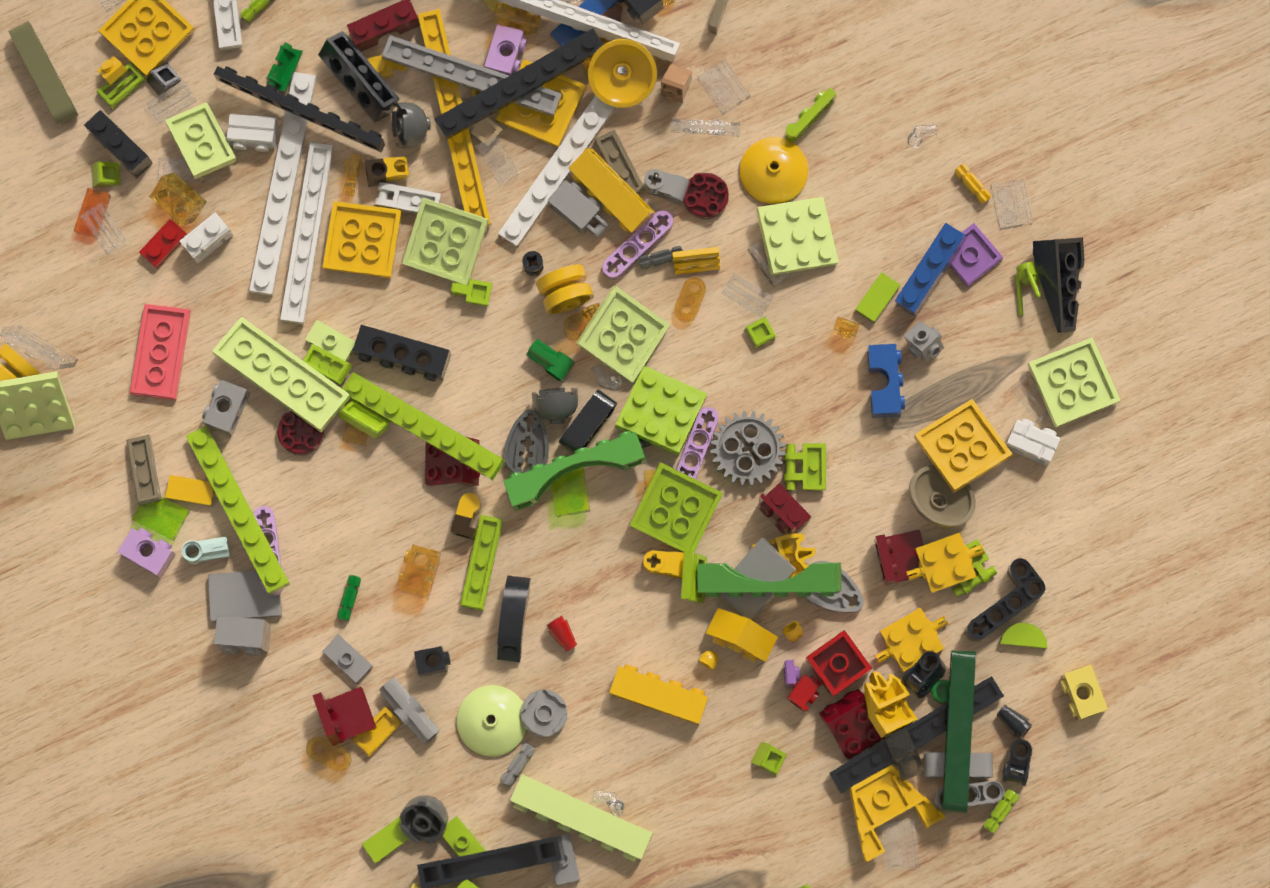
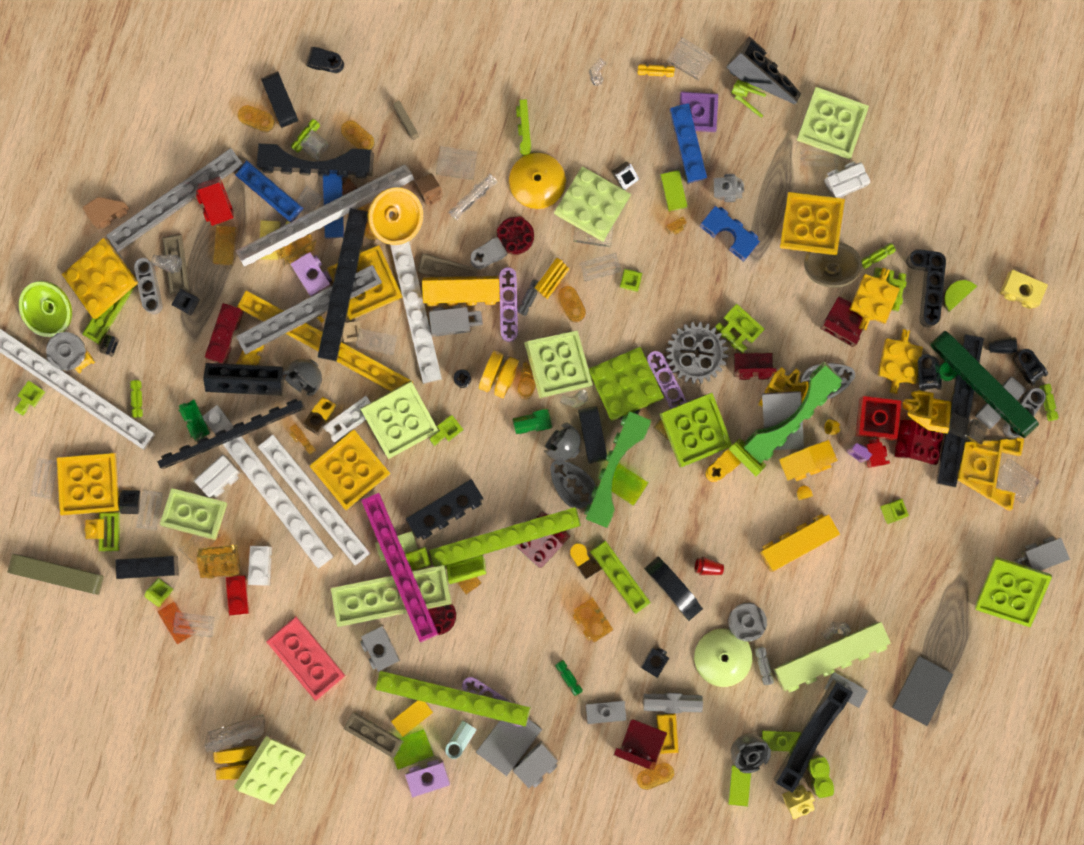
camera: 60 degrees left, 5 degrees up
(312, 357) = (399, 567): none -> dark pink plate
(851, 243) = (625, 175): none -> slope
(990, 532) = (878, 255): none -> lime axle

